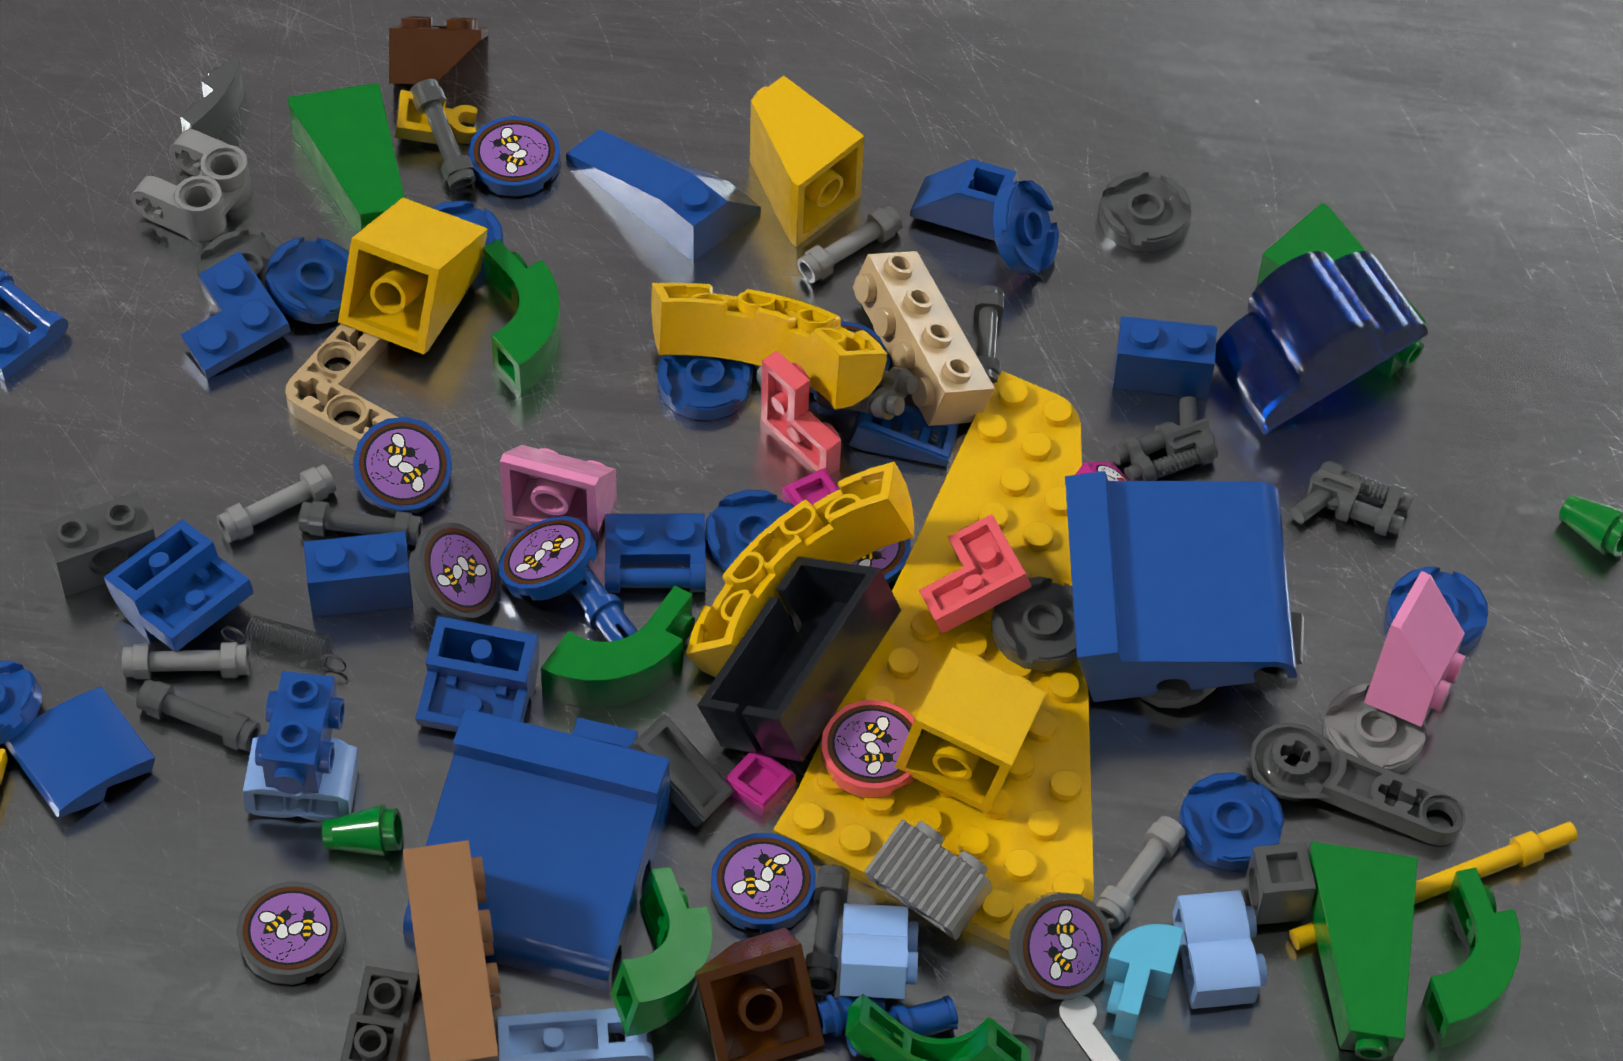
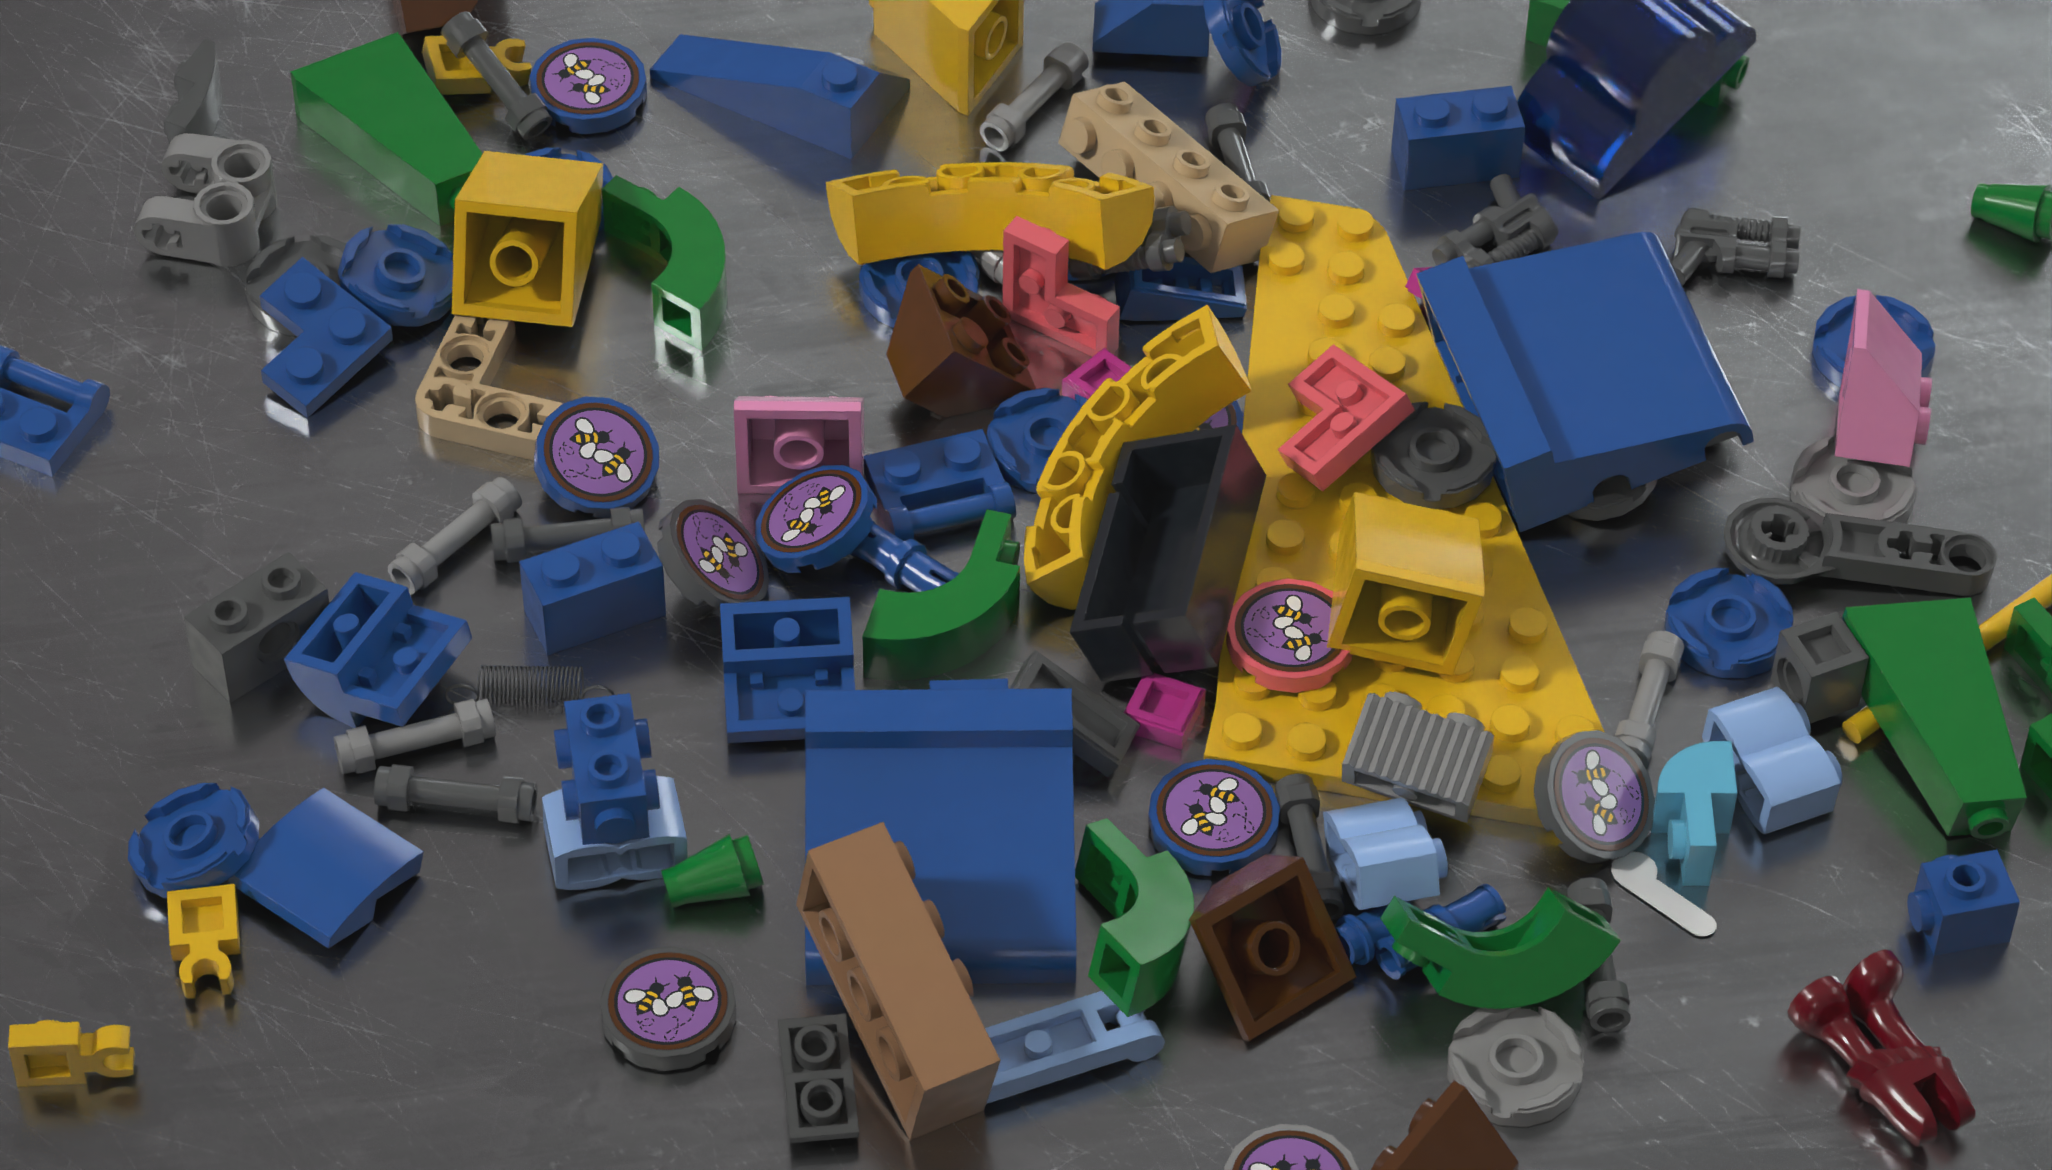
camera: 15 degrees left, 5 degrees down
(707, 441) = (954, 347): none -> reddish brown slope

